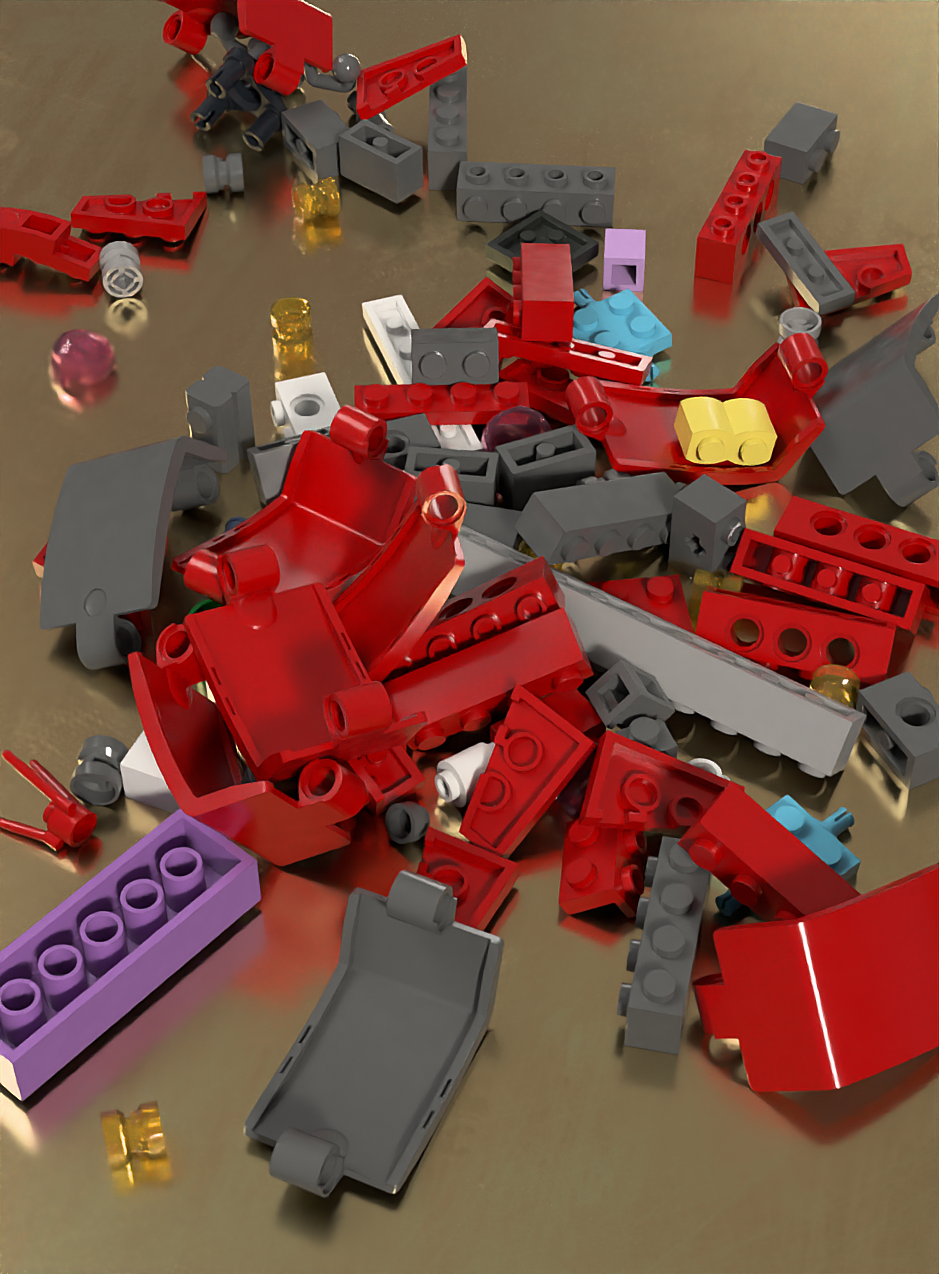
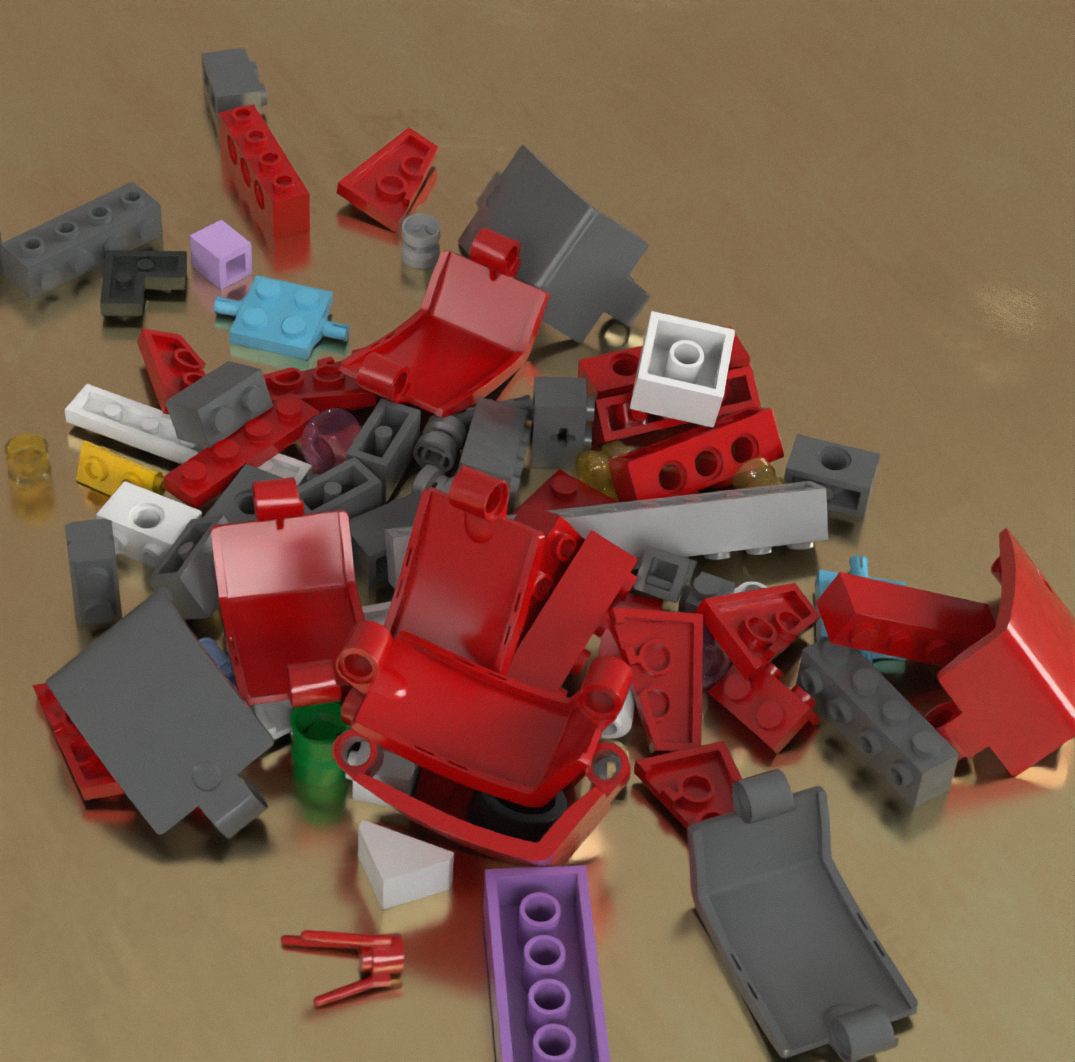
camera: 50 degrees left, 0 degrees up
(98, 775) = (355, 900): dark grey wheel -> none
(343, 367) = (107, 471): none -> yellow hinge
(543, 292) = (214, 312): red brick -> none
(577, 356) = (293, 349): red plate -> none
(725, 431) = (474, 341): light yellow brick -> none
(805, 263) = (368, 180): dark grey plate -> none
(831, 540) = (682, 369): none -> white brick

